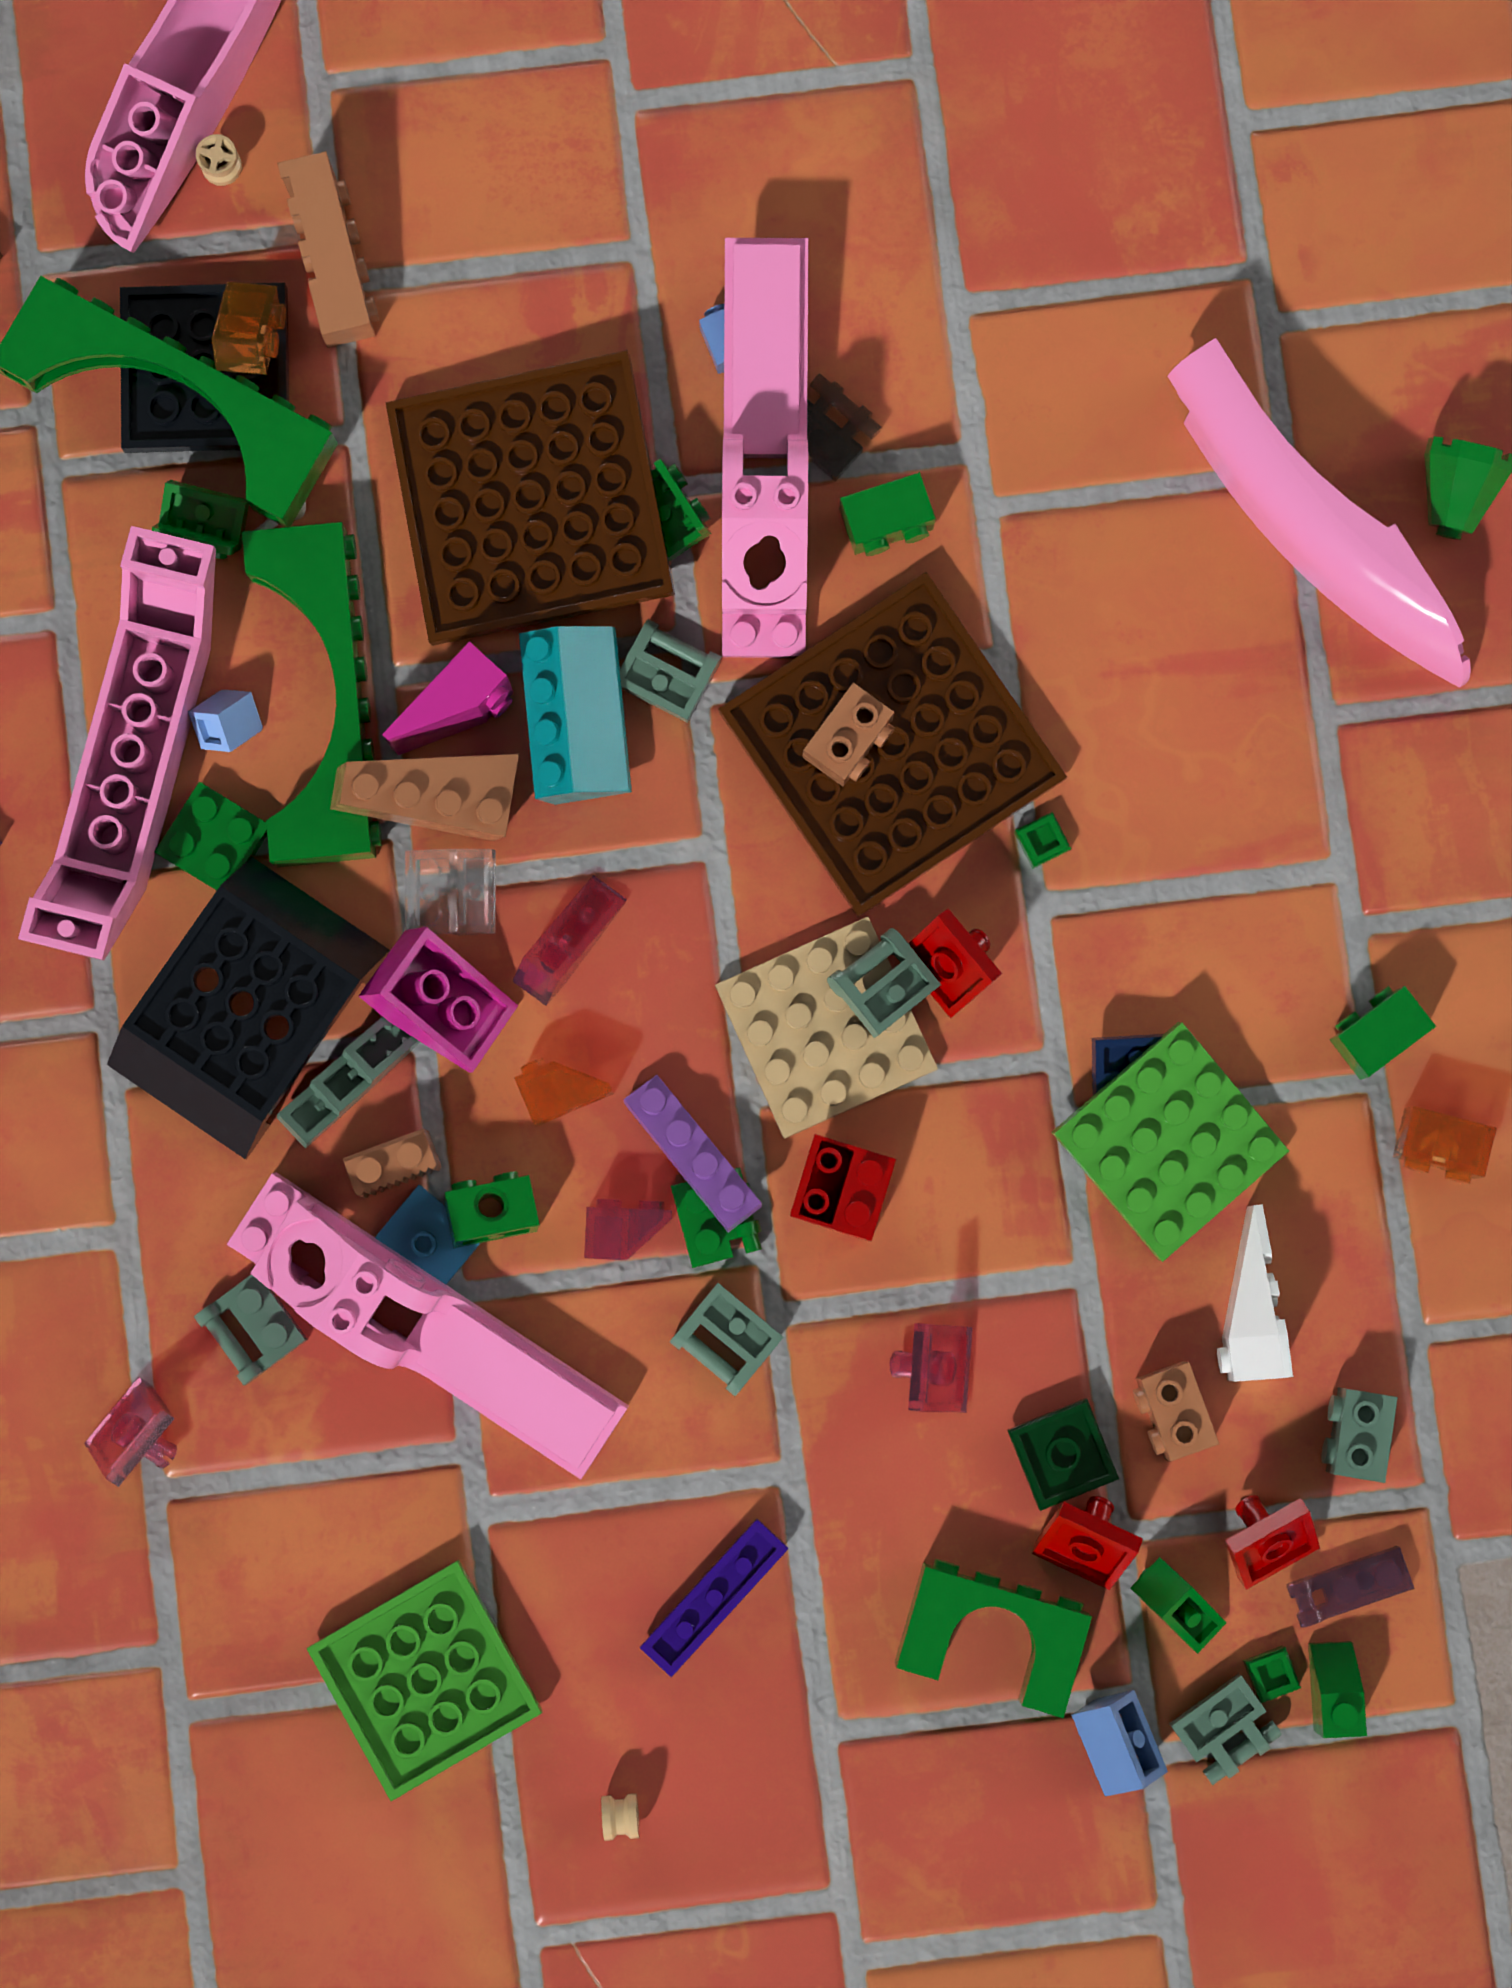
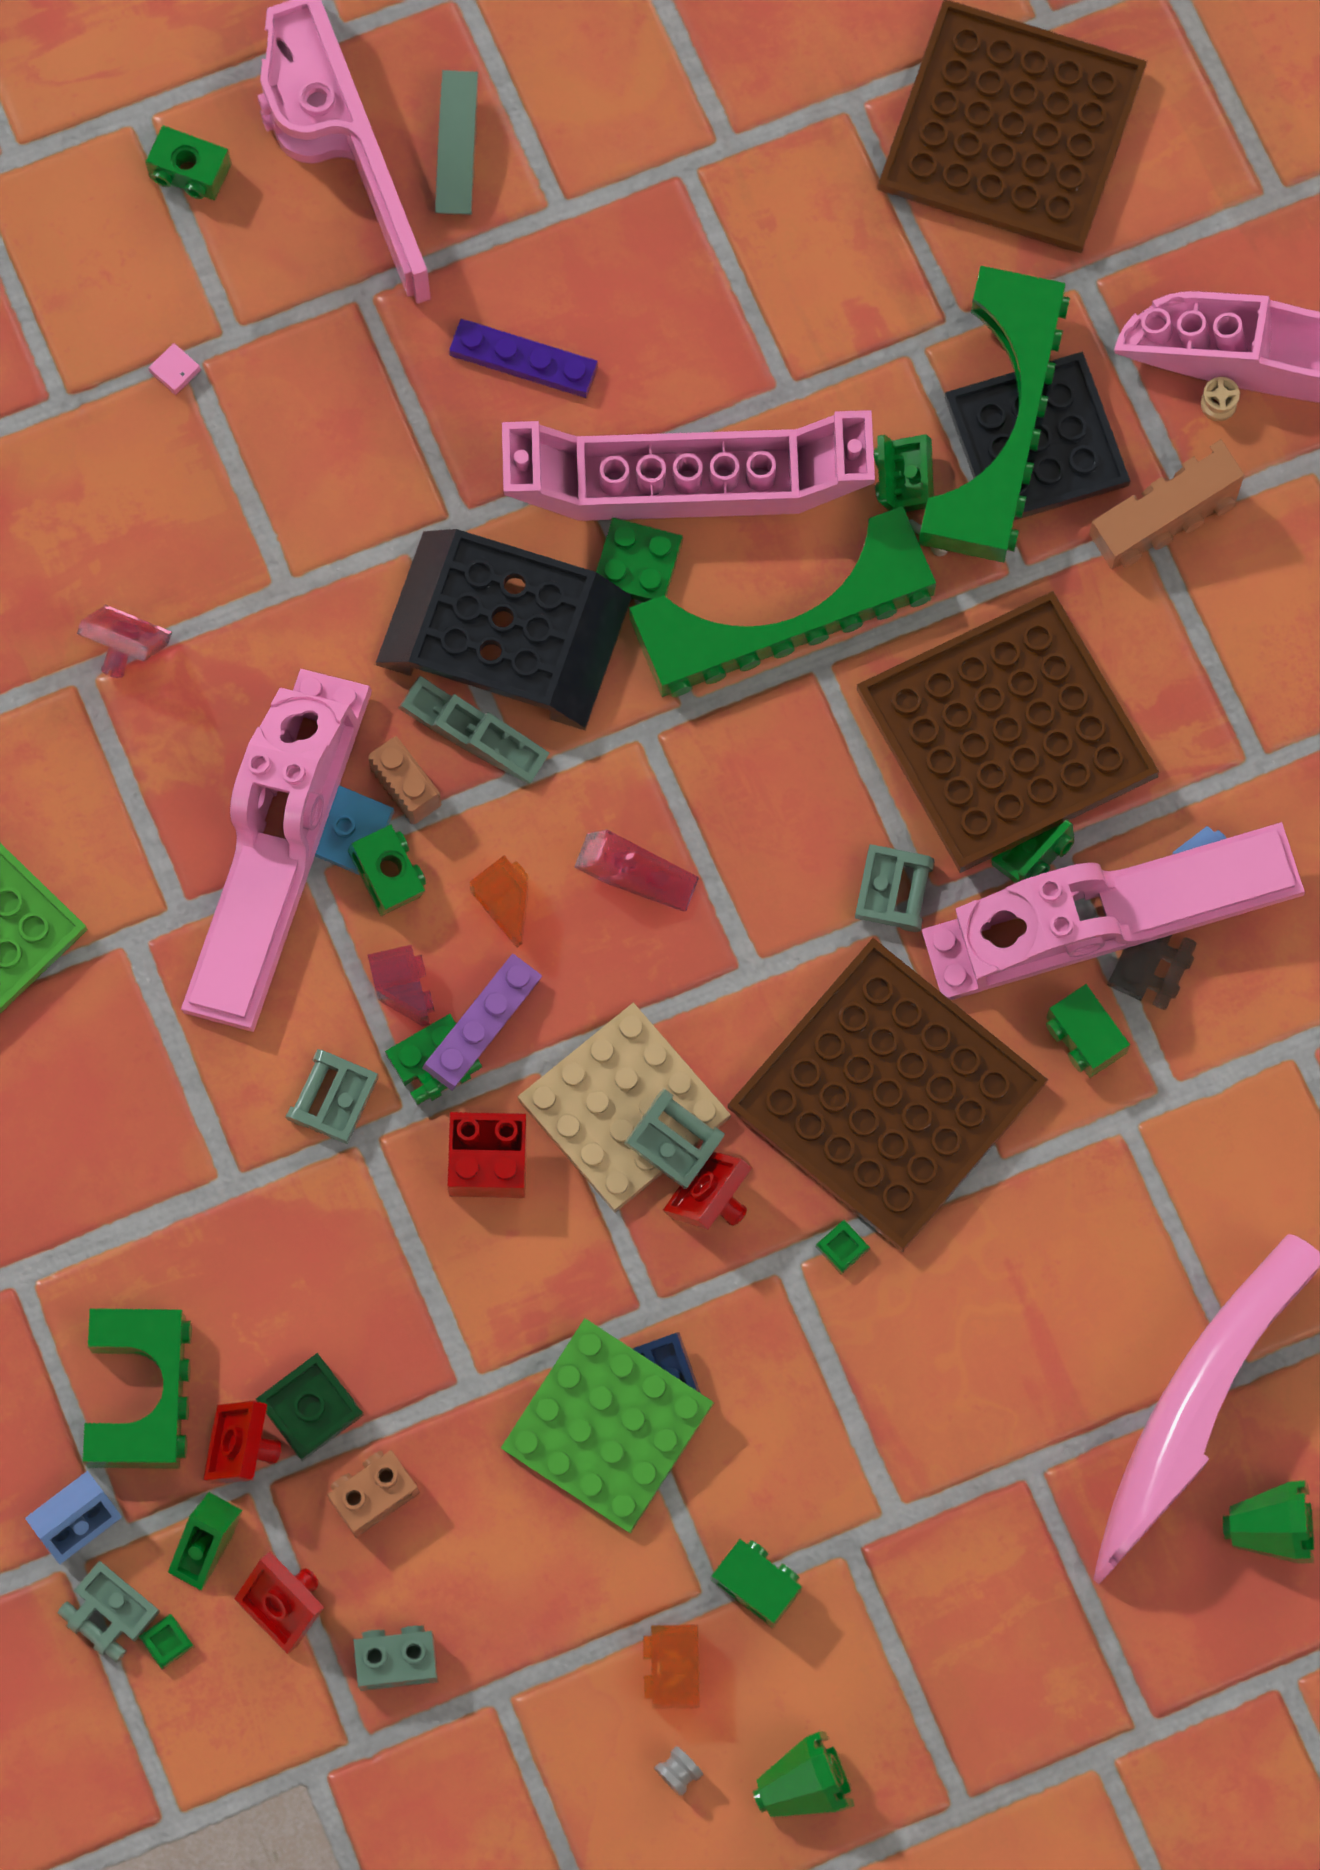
camera: 75 degrees right, 10 degrees down
(225, 720) = (740, 541): light blue panel -> none
(247, 328) = (1074, 457): clear orange brick -> none
(263, 1320) = (243, 716): sand green plate -> none
(438, 998) = (554, 778): dark pink slope -> none
(441, 793) = (727, 725): nougat wedge -> none
(451, 890) = (649, 763): clear slope -> none
(455, 701) = (814, 718): dark pink slope -> none
(575, 713) = (831, 818): teal slope -> none
(714, 1597) = (110, 1146): dark purple plate -> none
(849, 735) = (879, 1049): nougat brick -> none
(936, 1368) = (354, 1275): clear pink tile -> none
(1252, 1335) = (467, 1538): white wedge -> none
(1336, 1690) = (167, 1697): green slope -> none
(1351, 1585) = (261, 1690): clear purple plate -> none

